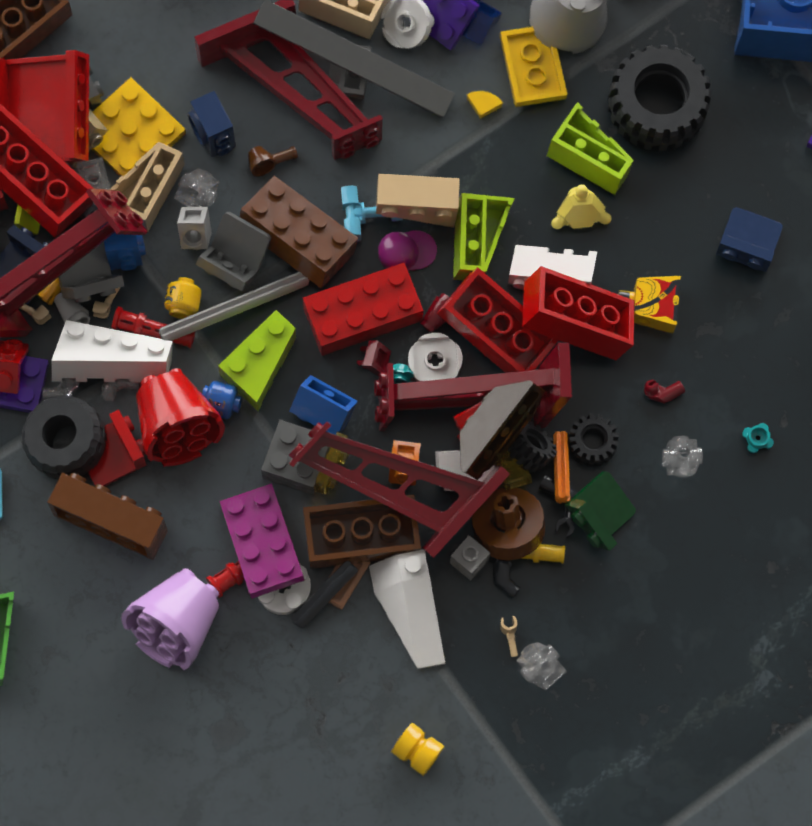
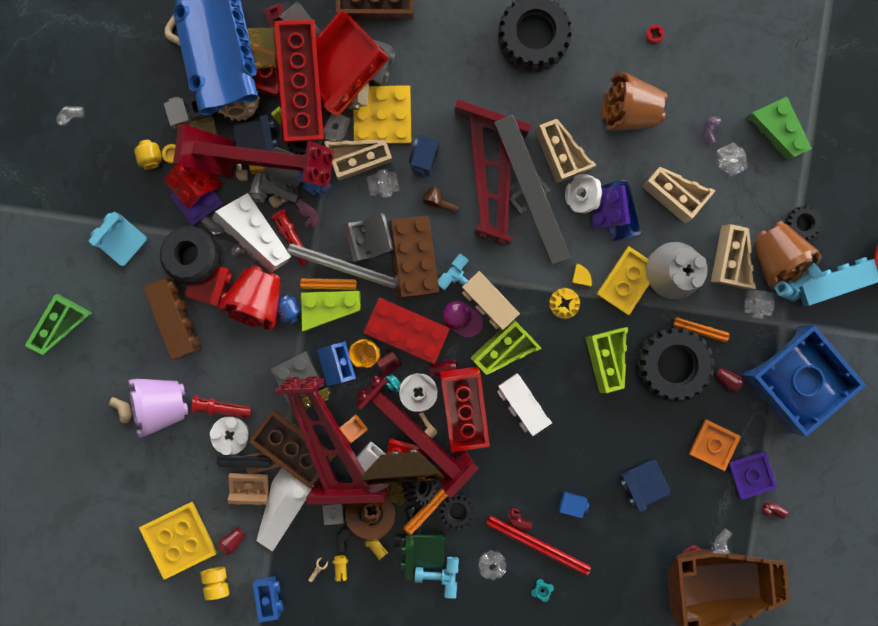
camera: 45 degrees right, 15 degrees up
(142, 664) = (123, 408): none -> tan arm
(144, 285) = (307, 210): none -> clear pink bracket
(182, 298) = (320, 236): yellow head -> none
(194, 228) = (361, 204): light grey brick -> none
(234, 340) = (340, 284): none -> orange axle
(261, 541) = (238, 404): magenta plate -> none
(334, 744) = (178, 540): none -> yellow plate
(342, 369) = (364, 353): none -> light orange hair
(356, 618) = (248, 489): none -> medium nougat bracket
(392, 691) = (231, 541): none -> dark red cone
(488, 710) = (267, 599): none -> blue brick
(501, 151) = (562, 312): none -> yellow gear
(532, 610) = (340, 567): none -> yellow pin
(540, 665) = (315, 601): clear brick -> none
(578, 313) = (510, 444): red brick -> none
(580, 210) = (572, 384): light yellow rock -> none
(648, 514) = (447, 576): none -> medium azure bar
(656, 302) = (560, 470): torso -> none
(668, 38) = (701, 330): none -> orange axle
(700, 323) = (573, 504): none -> blue brick
(707, 398) = (538, 545): none -> red axle
(726, 67) = (729, 380): none -> dark red cone
(776, 140) = (714, 445): none -> orange plate

